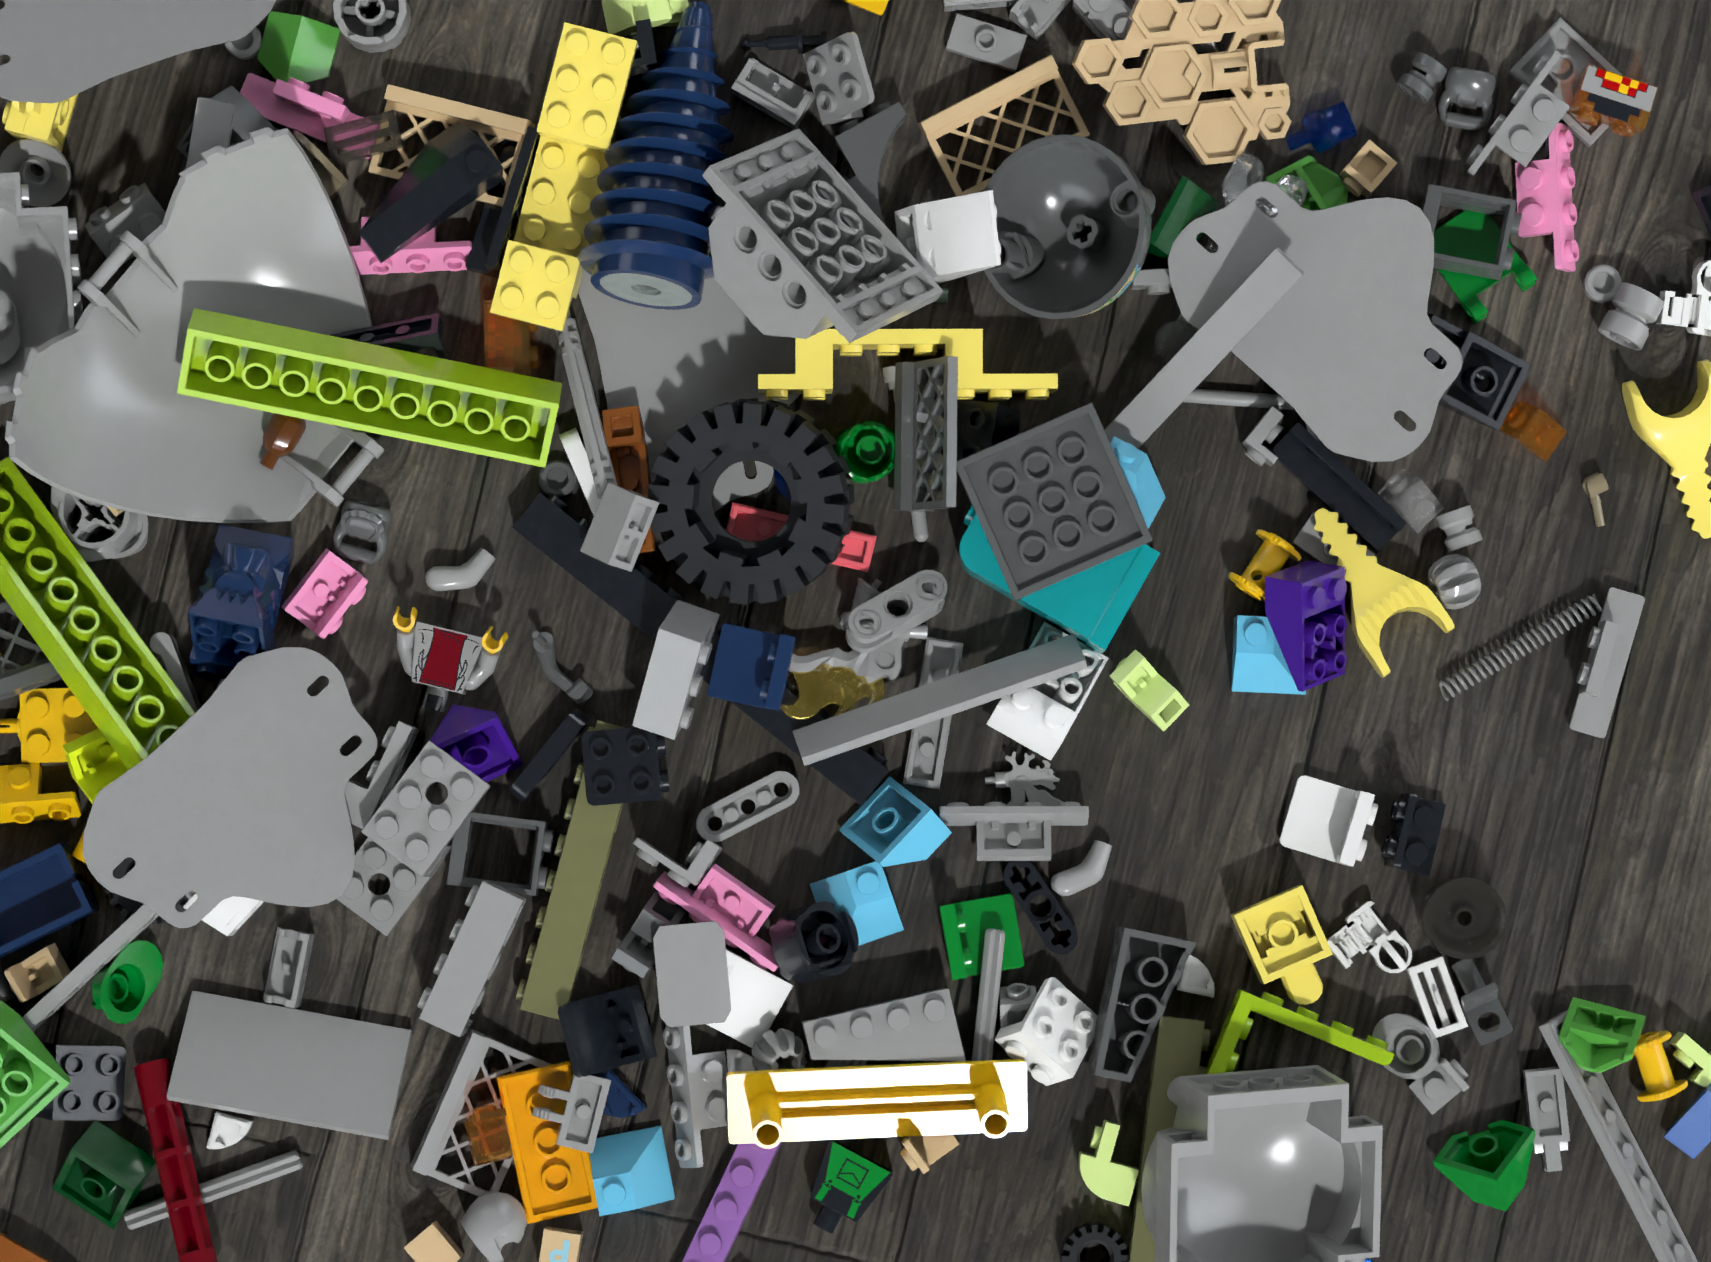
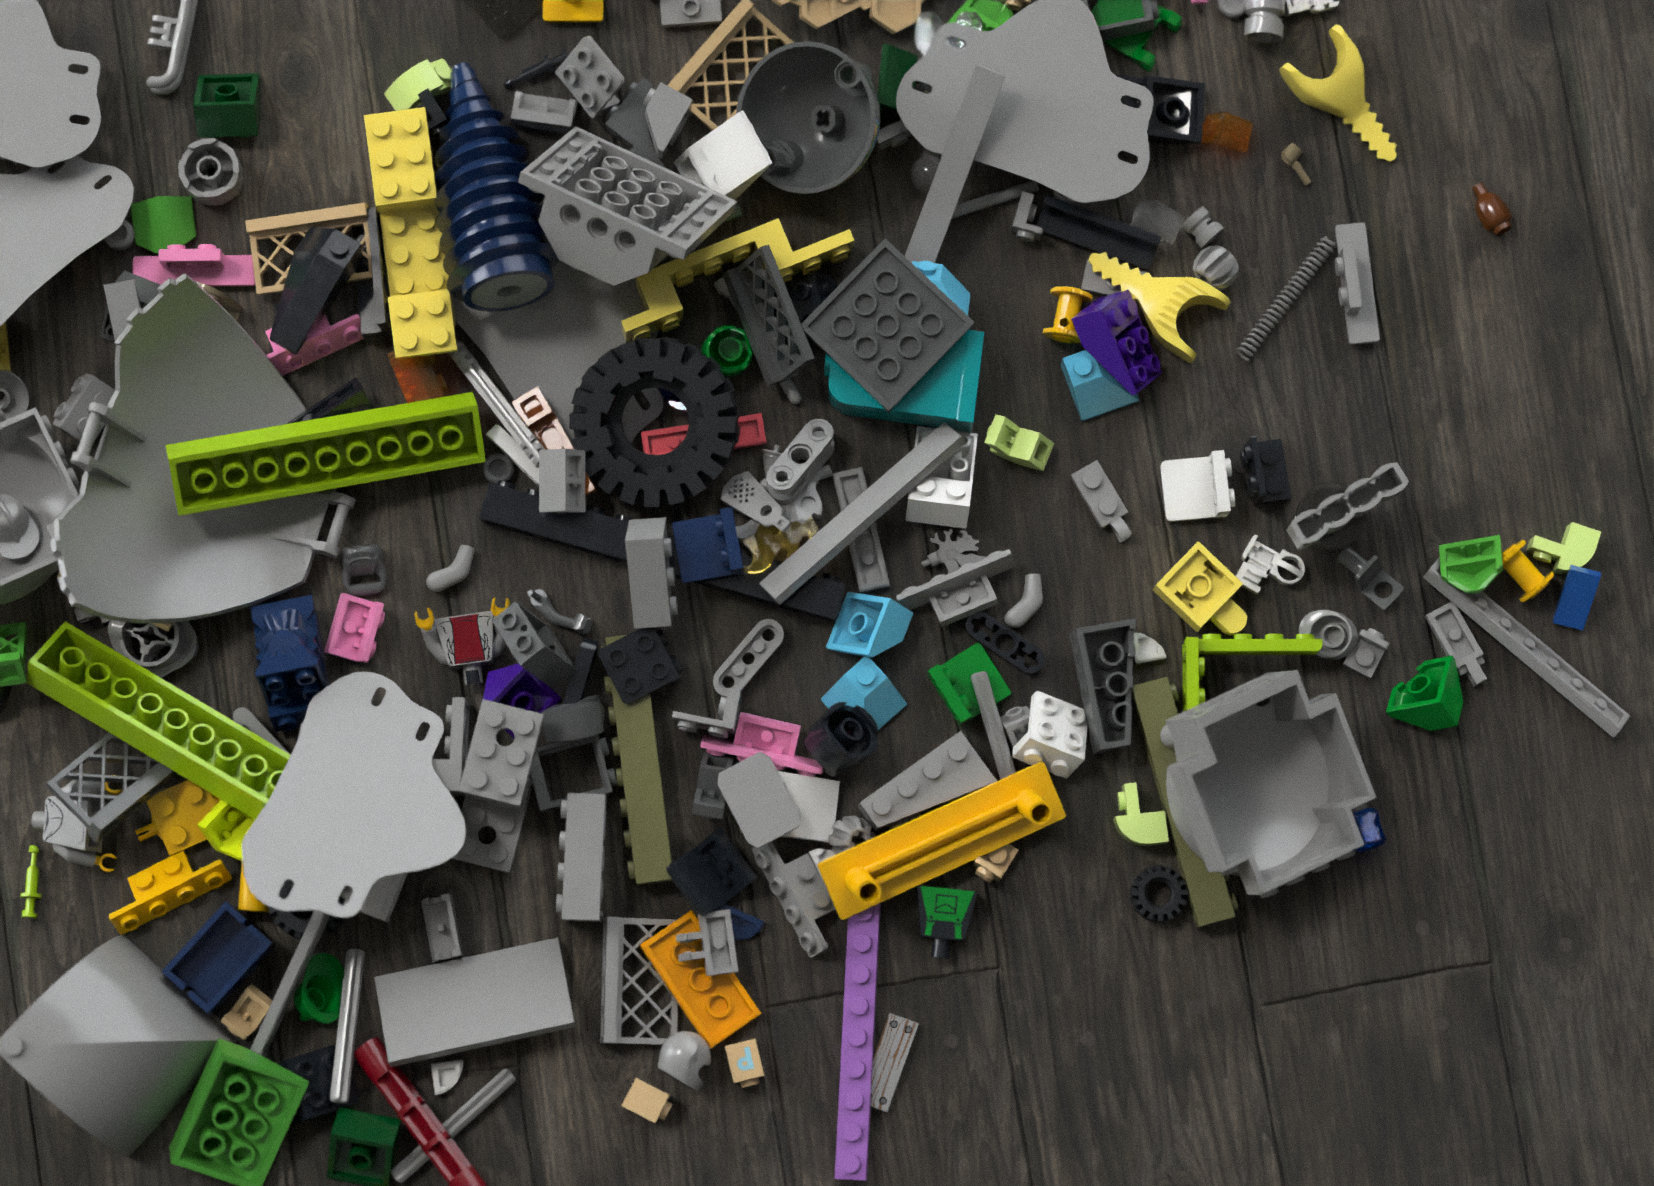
camera: 30 degrees left, 5 degrees down
(140, 1033) = (347, 1026): none -> light grey axle
(281, 438) = (271, 520): reddish brown plant -> none
(394, 131) = (251, 277): clear smoke tile -> none
(488, 1135) = (651, 991): clear orange bracket -> none
(509, 693) = (532, 643): none -> dark grey window
(525, 800) = (574, 720): none -> dark grey brick
(631, 1171) = (774, 975): medium azure slope -> none
(826, 639) = (756, 504): none -> light grey piece
(904, 157) = (666, 116): none -> light grey slope
(1216, 789) = (1102, 499): none -> light grey plate
(1450, 991) = (1309, 576): white tile -> none
(1495, 916) = (1353, 503): none -> light grey brick

